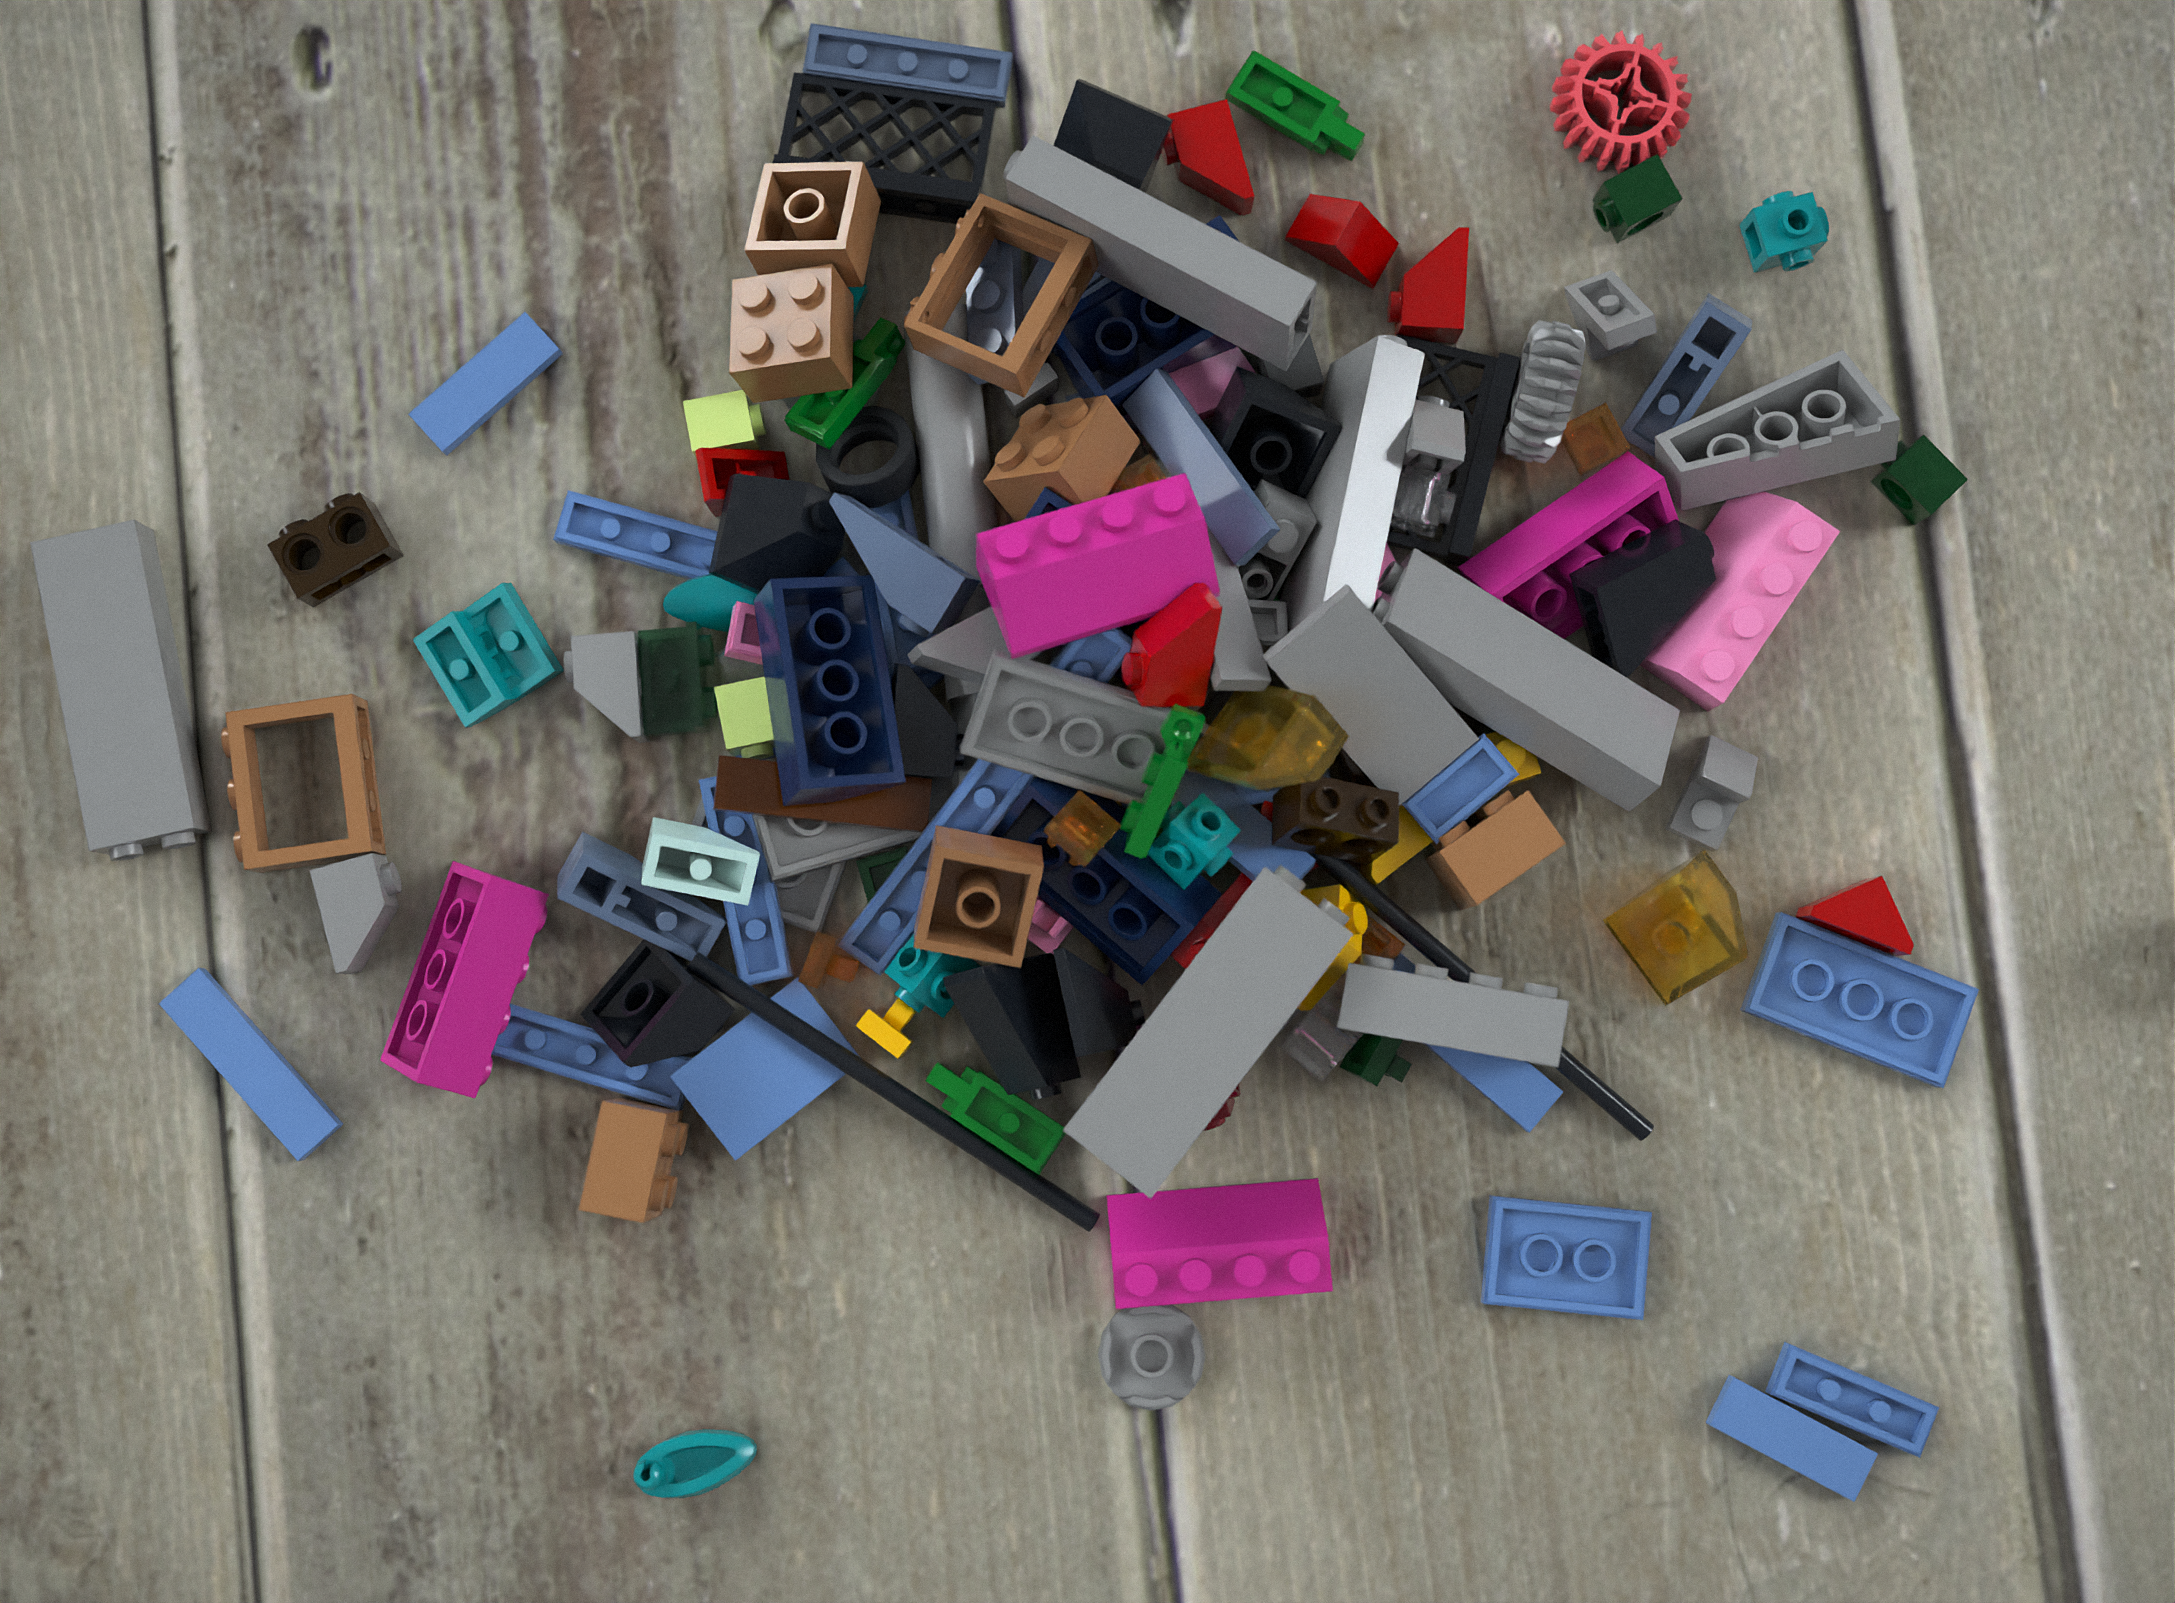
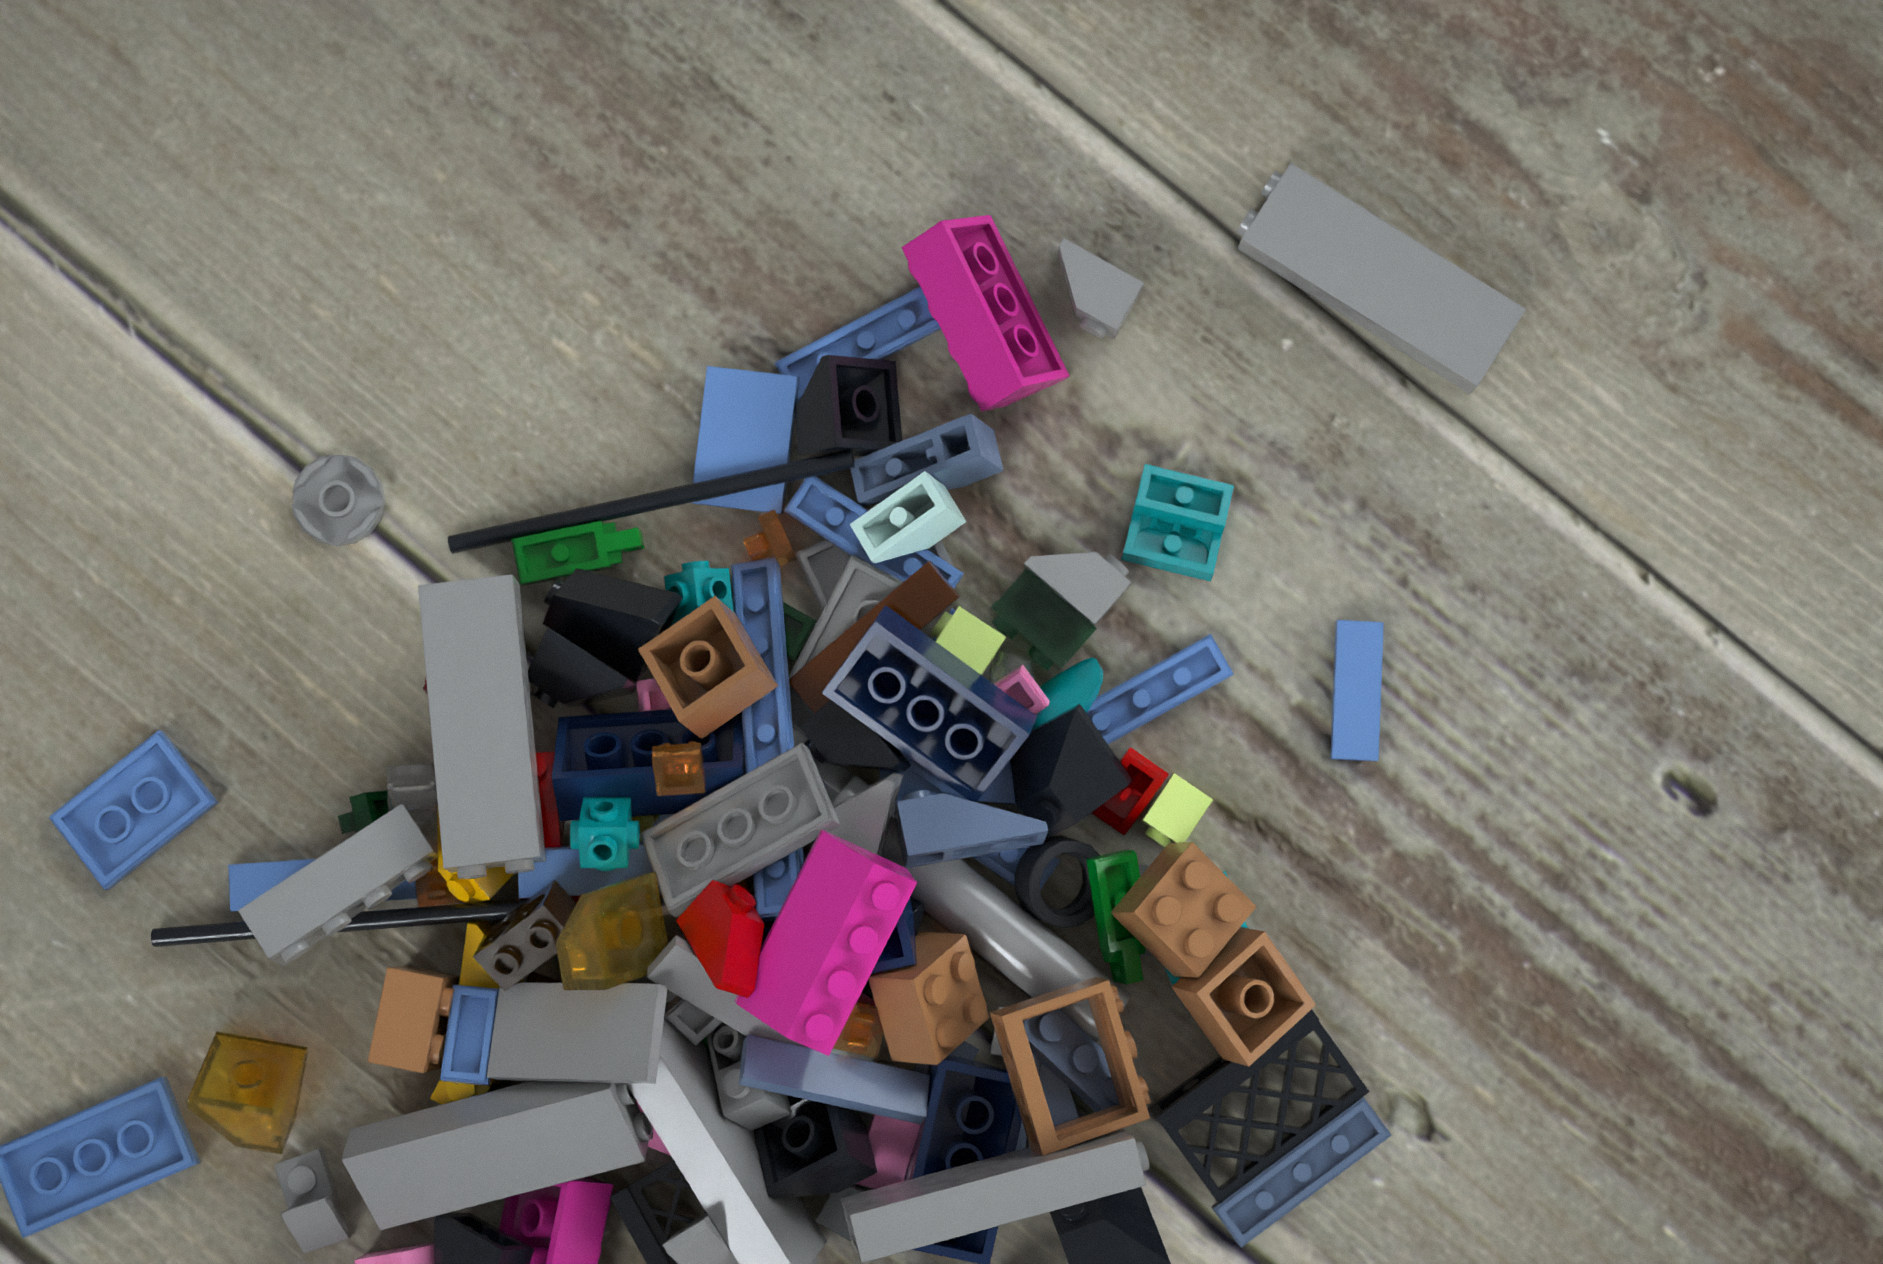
camera: 145 degrees right, 0 degrees up
(251, 1064) = (1065, 136): medium blue tile -> none
(339, 562) = (1329, 489): dark brown brick -> none
(357, 779) = (1177, 367): medium nougat window -> none
(633, 1160) = (768, 304): medium nougat brick -> none
(693, 1463) = (556, 167): teal arm -> none
(888, 1029) = (692, 536): yellow tile -> none
(1163, 777) = (656, 848): green hinge -> none
(1219, 1243) = (357, 606): dark pink slope -> none
(1422, 501) = (673, 1204): clear brick -> none
(1862, 914) = (144, 1213): red slope -> none

